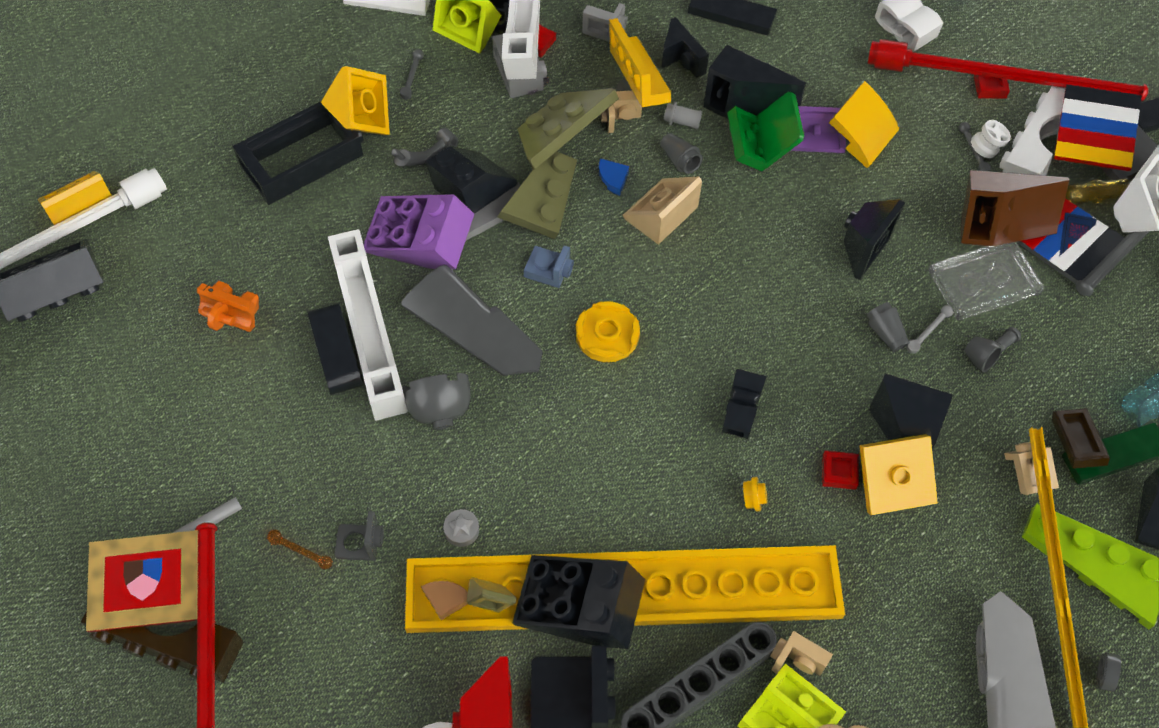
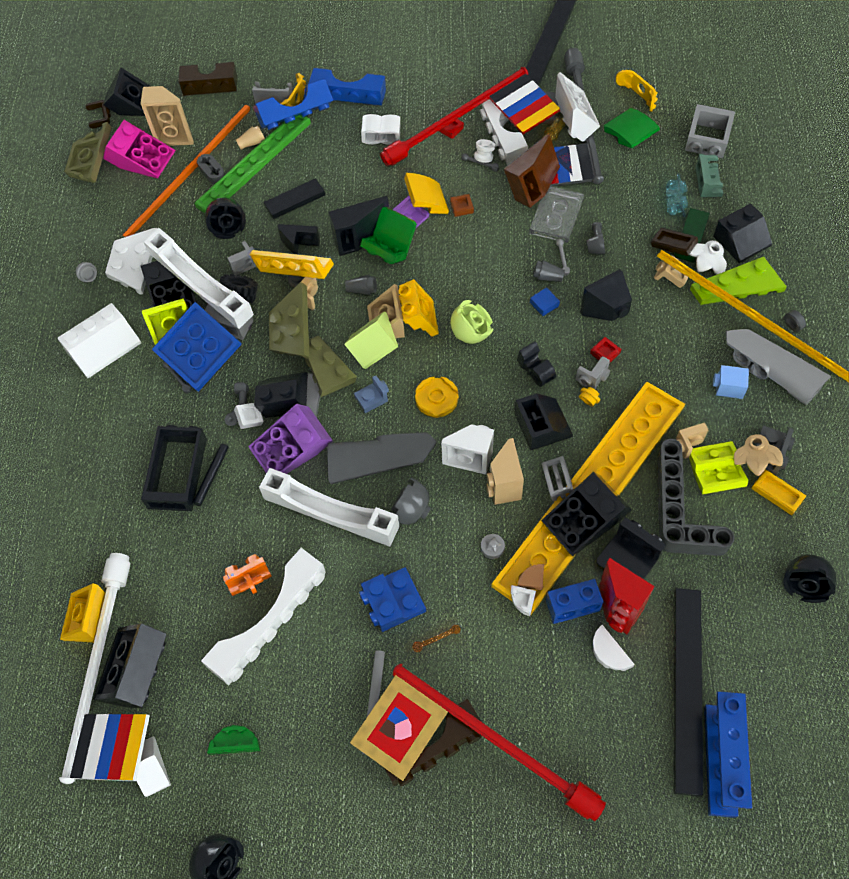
camera: 45 degrees left, 0 degrees up
(37, 434) = (233, 740): none -> green tile
(261, 358) = (233, 654): none -> white arch
(309, 468) = (392, 599): none -> blue plate
(322, 188) = (210, 475): none -> black bar
(334, 349) = (327, 536): black beam -> none
(359, 100) = (178, 412): yellow slope -> none
(373, 537) = (462, 593): dark grey bracket -> none
(410, 607) = (523, 599): none -> white tile
(415, 169) = (248, 416): none -> white plate
(449, 662) = (574, 601): none -> blue brick
(454, 60) = (196, 346): none -> blue plate
(489, 595) = (551, 554): olive slope -> none
(556, 470) = (505, 475): none -> tan slope
(559, 410) = (469, 448): none -> white slope
(560, 43) = (242, 285): none -> black tyre
(612, 213) = (372, 341): none -> yellowish green slope
(612, 538) = (561, 491): none -> light grey tile
(613, 175) = (343, 325): blue tile -> none
(670, 463) = (541, 420): none -> black slope
(682, 115) = (340, 267): light grey pin -> none
(697, 225) = (418, 308): none -> yellow plate
(731, 292) = (471, 323): none -> yellowish green cylinder
(794, 482) = (594, 377): none -> light grey bracket
(845, 353) = (544, 301): none -> blue tile
(870, 232) = (492, 238): black slope -> none
(892, 173) = (461, 205): none -> dark orange tile
(898, 474) = (632, 327): yellow plate -> none
(932, 650) = (731, 381): none -> light blue brick
(1098, 498) = (708, 258): none -> white plate

